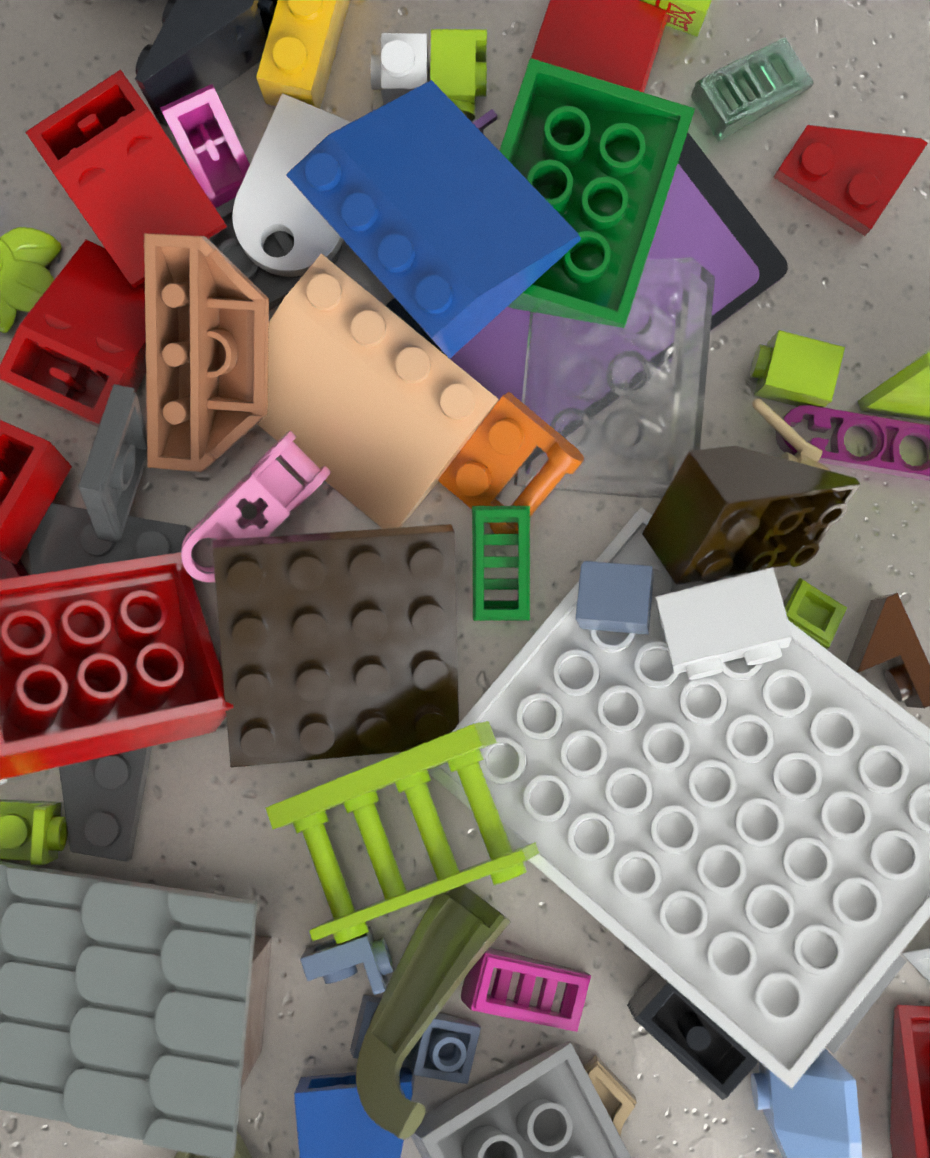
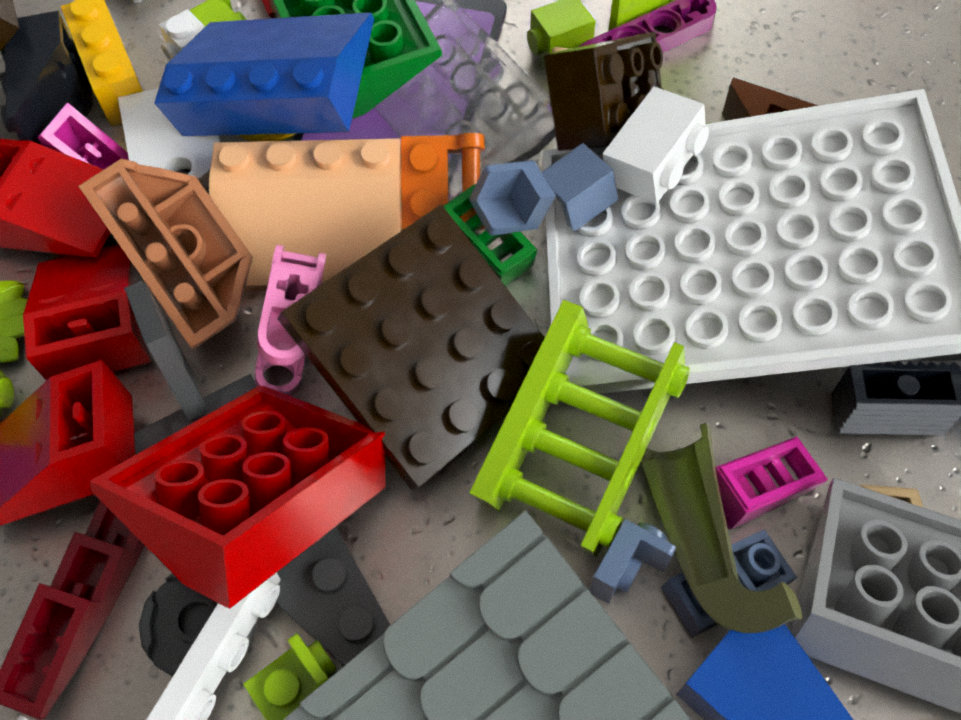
camera: 40 degrees left, 25 degrees down
(540, 562) = (511, 197): none -> sand blue panel

